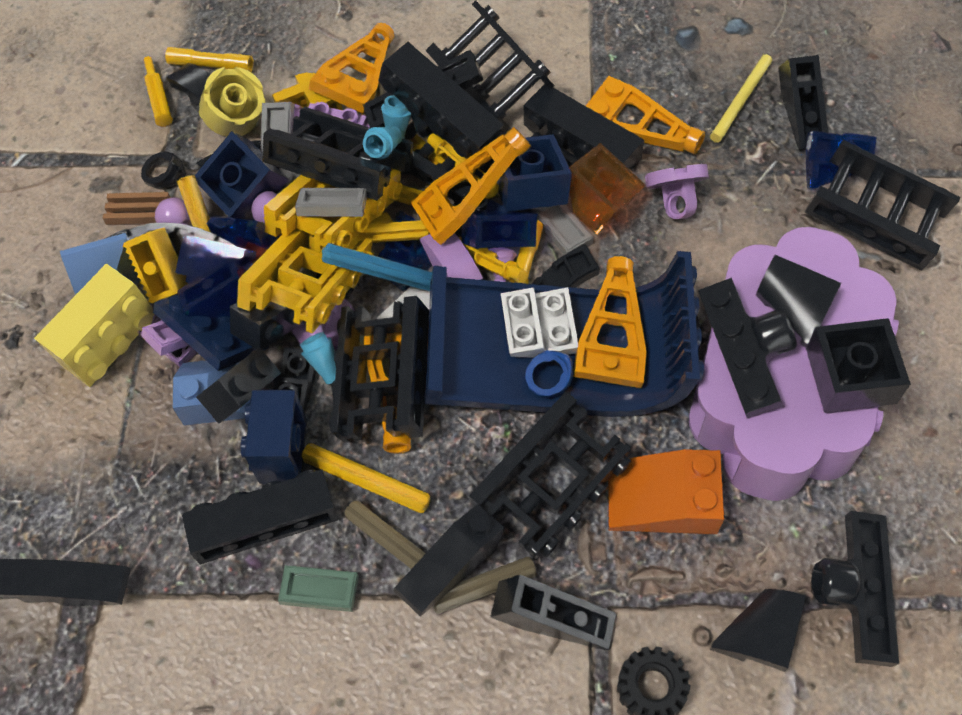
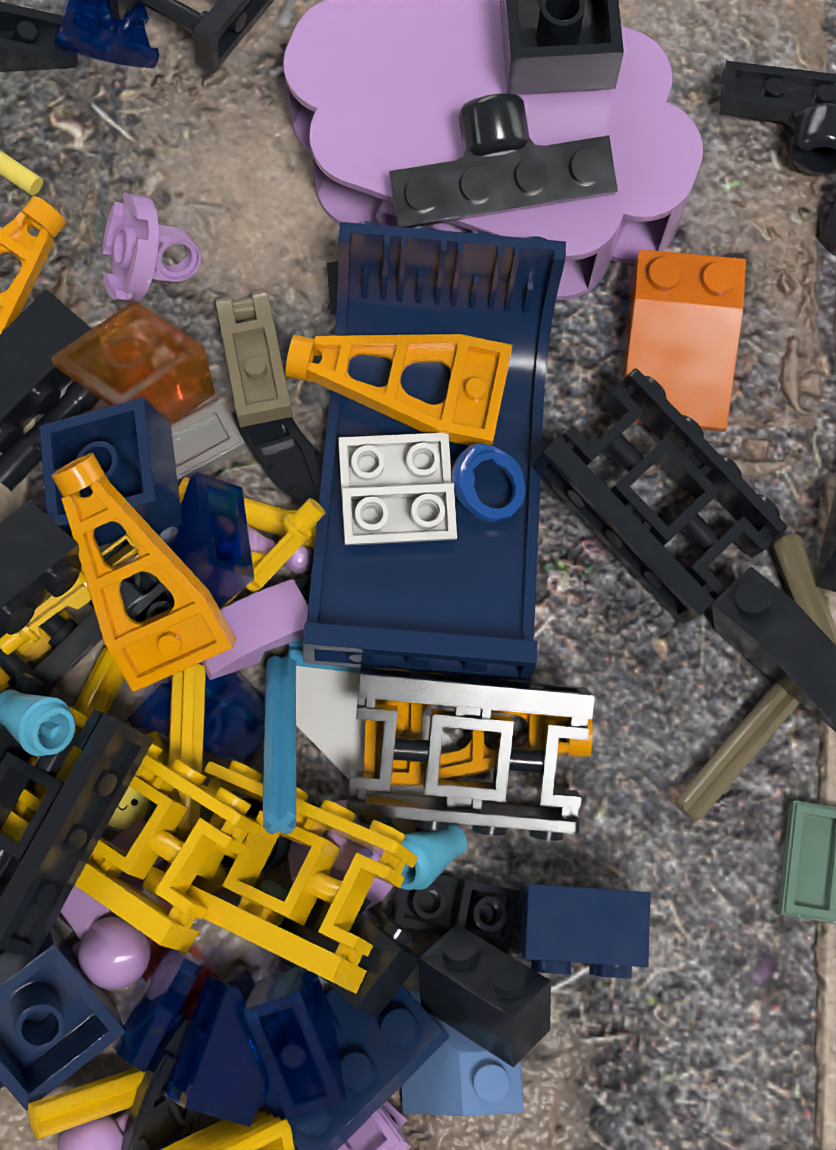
camera: 90 degrees left, 15 degrees up
(259, 516) = (705, 959): black brick -> none
(331, 202) = (158, 819): light grey tile -> none
(366, 478) = (635, 788): yellow axle -> none
(597, 248) = (254, 359): none -> dark tan plate
(799, 293) = (421, 87): black slope -> none

